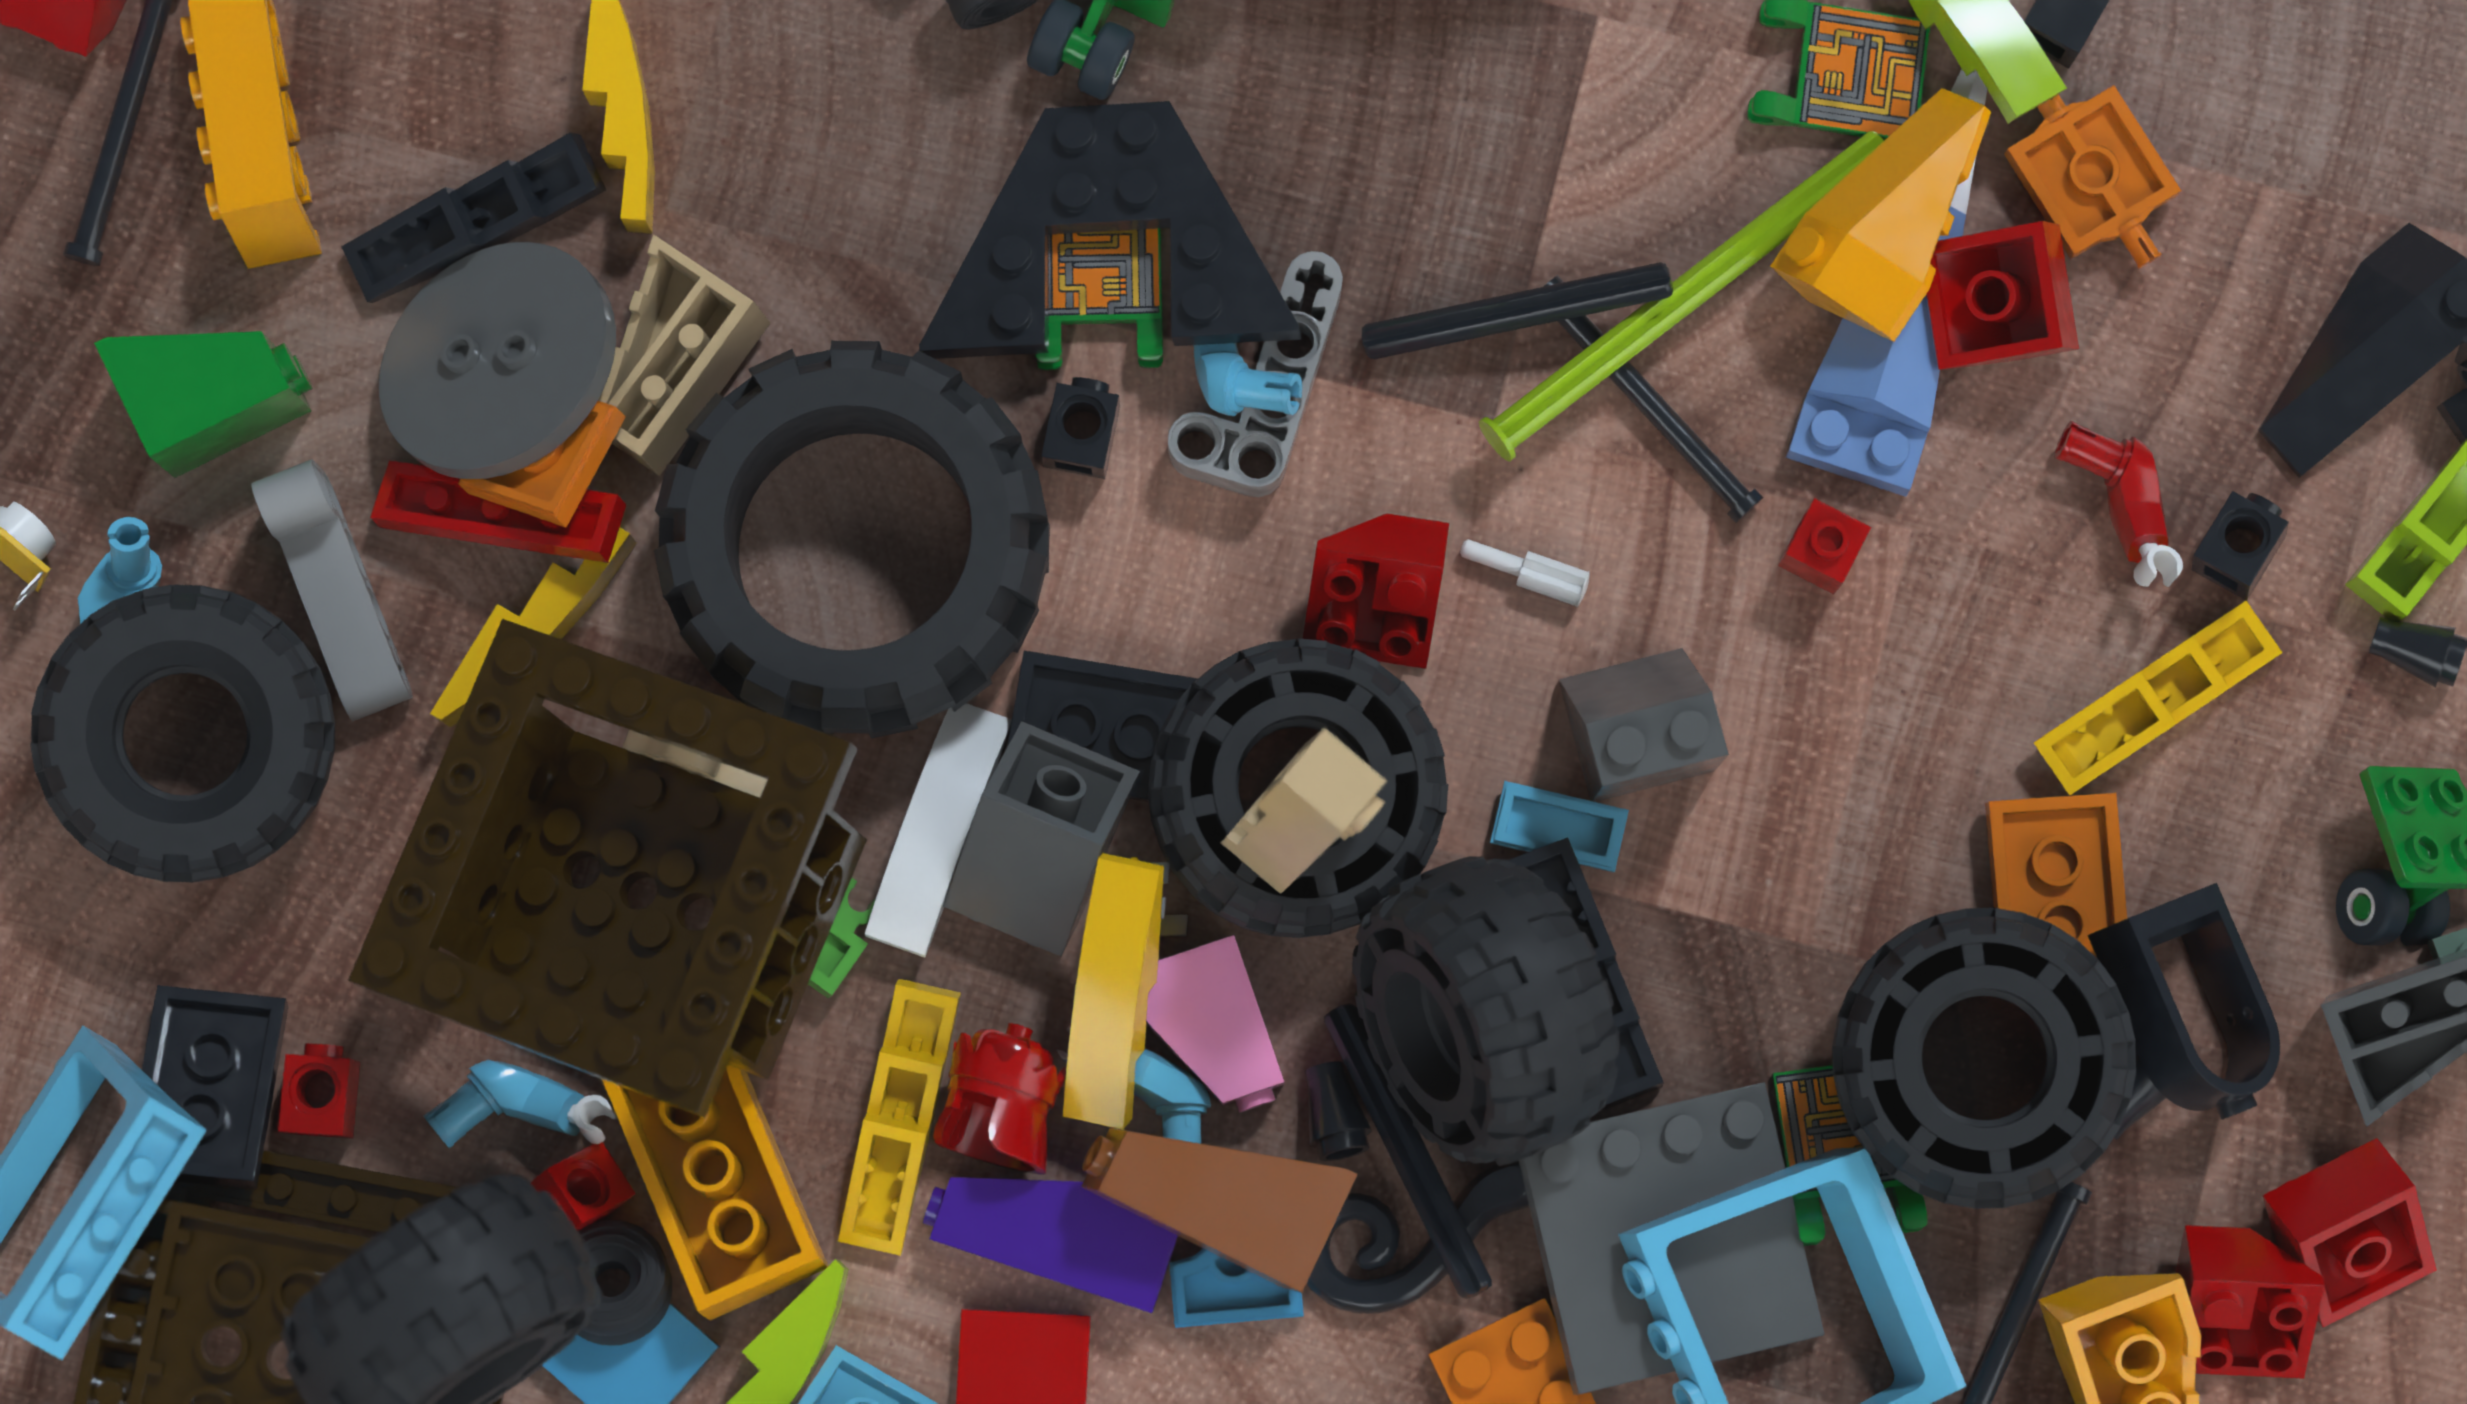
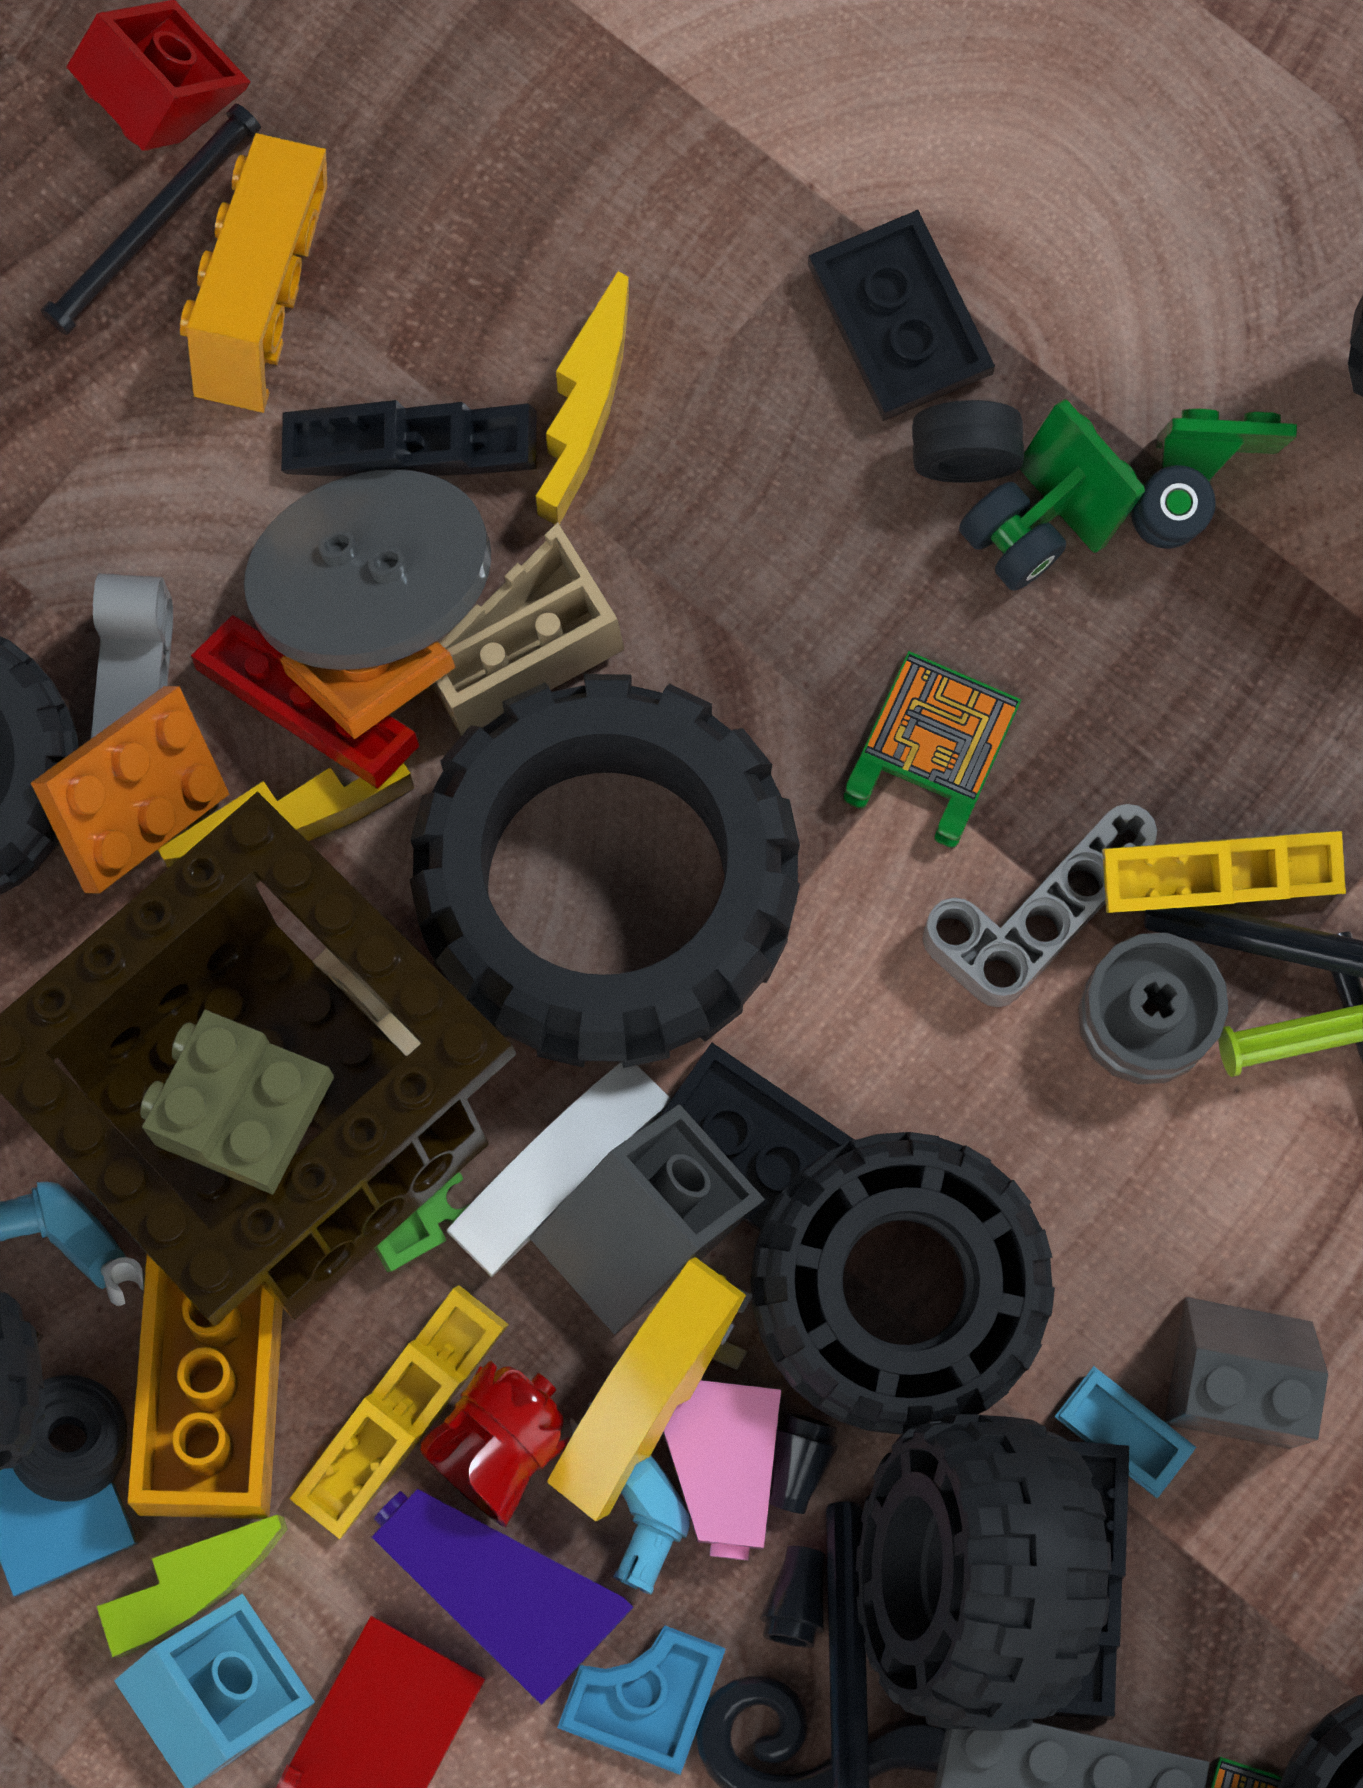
camera: 25 degrees right, 5 degrees down
(204, 392) = (99, 479): green slope -> none
(380, 669) = (130, 789): none -> orange plate
(586, 1185) = (94, 1338): red brick -> none
(626, 910) = (234, 1101): none -> olive plate
(1074, 455) = (851, 895): black brick -> none
(1102, 174) = (982, 655): black wing -> none
(1231, 385) = (1008, 879): medium azure arm -> none
(1232, 1202) = (664, 1638): dark orange slope -> none
(1280, 988) = (800, 1459): none -> black cone
(1305, 809) = (906, 1302): tan wedge -> none
(1379, 588) = (1060, 1136): red slope -> none
(1417, 275) = (1223, 871): none -> yellow slope
(1418, 395) = (1175, 979): none -> dark grey wheel
(1533, 572) = (1207, 1188): white axle -> none

